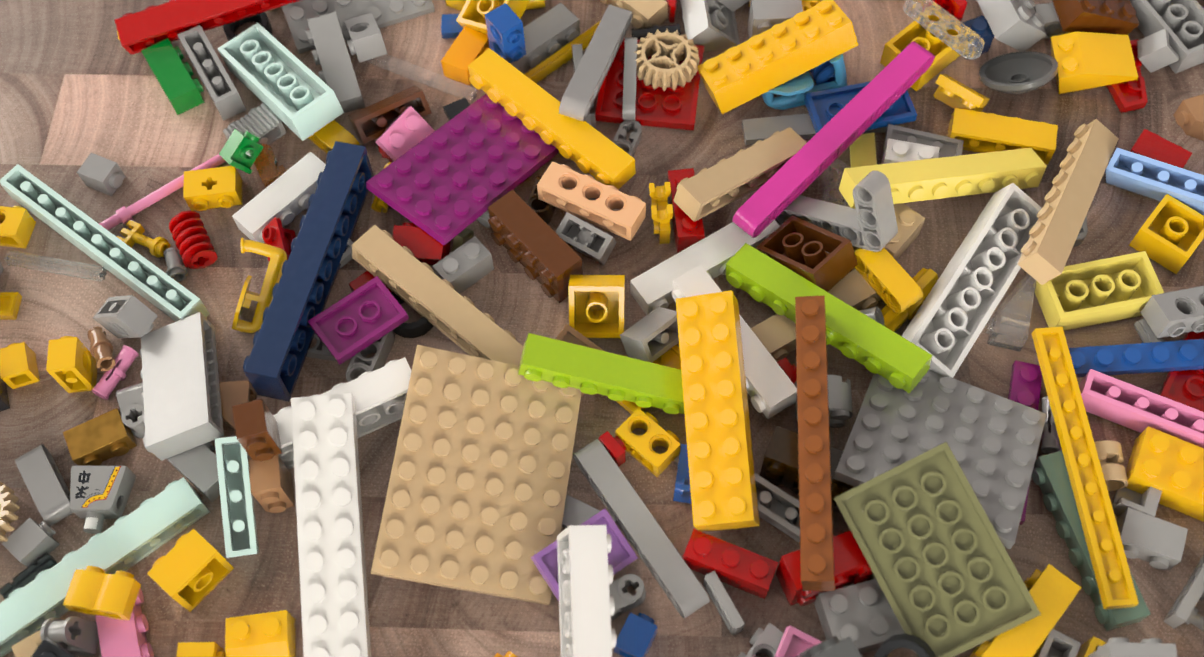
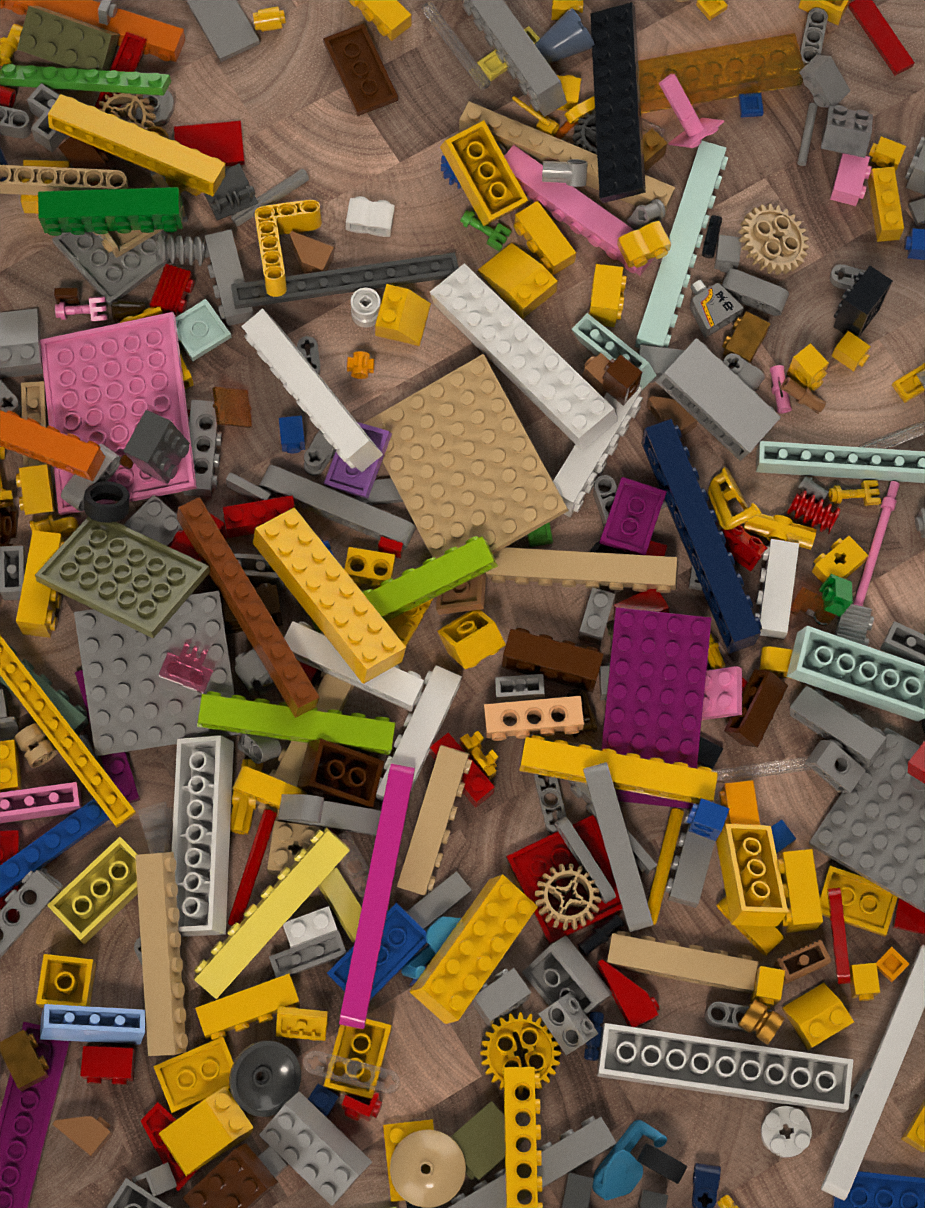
camera: 140 degrees right, 10 degrees up
(125, 317) = (802, 421): light grey brick -> none
(229, 241) = (782, 529): none -> yellow piece
(651, 335) = (419, 641): light grey brick -> none
(914, 416) = (187, 669): none -> clear pink hinge
(937, 233) = (252, 867): none -> red axle
(1074, 107) = (195, 1074): none -> yellow plate

